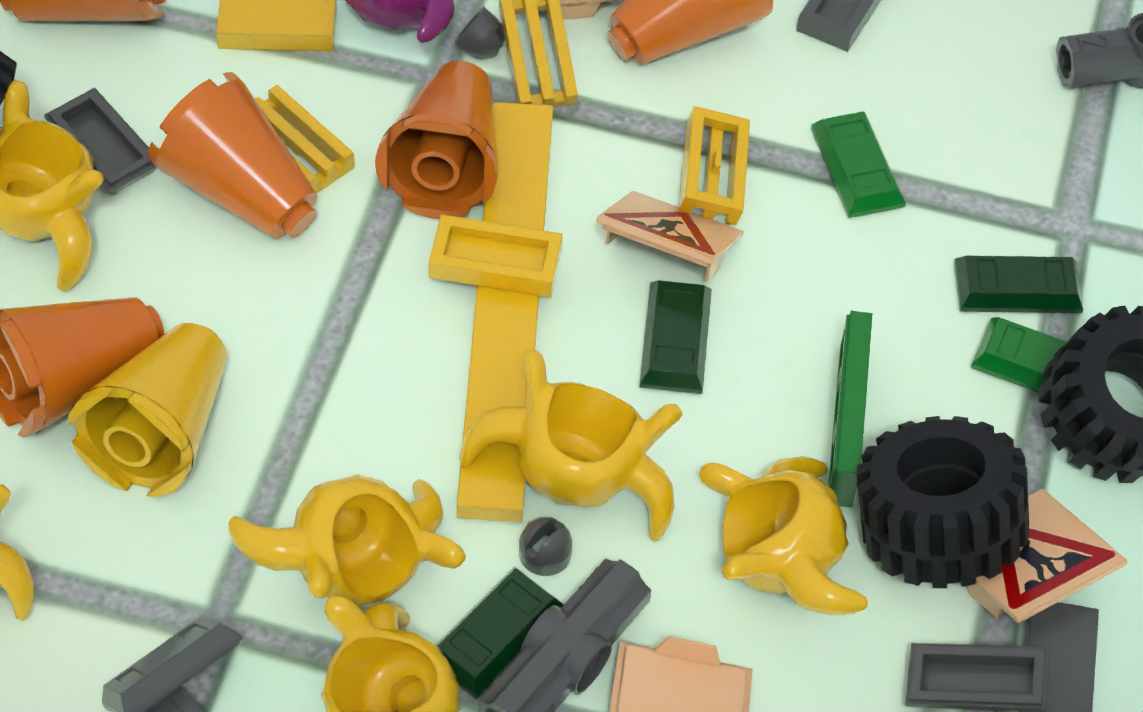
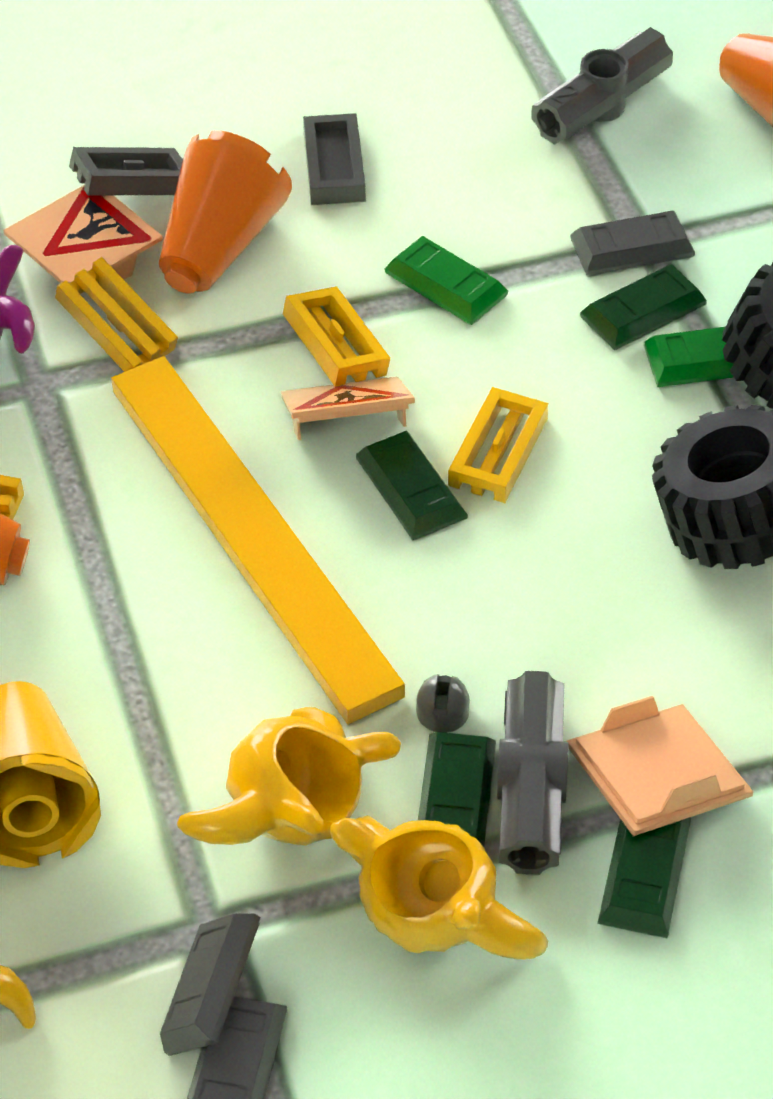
camera: 30 degrees left, 5 degrees down
(443, 144) = (105, 429): orange cone -> none
(482, 35) = (54, 330): dark grey hinge -> none
(495, 255) = (218, 494): yellow tile -> none
(580, 444) = (418, 601): yellow piece -> none
(783, 362) = (484, 477): none -> yellow tile
(785, 533) = (636, 579): yellow piece -> none
(850, 406) = (602, 462): green tile -> none
(1058, 218) = (631, 243): none -> dark grey tile

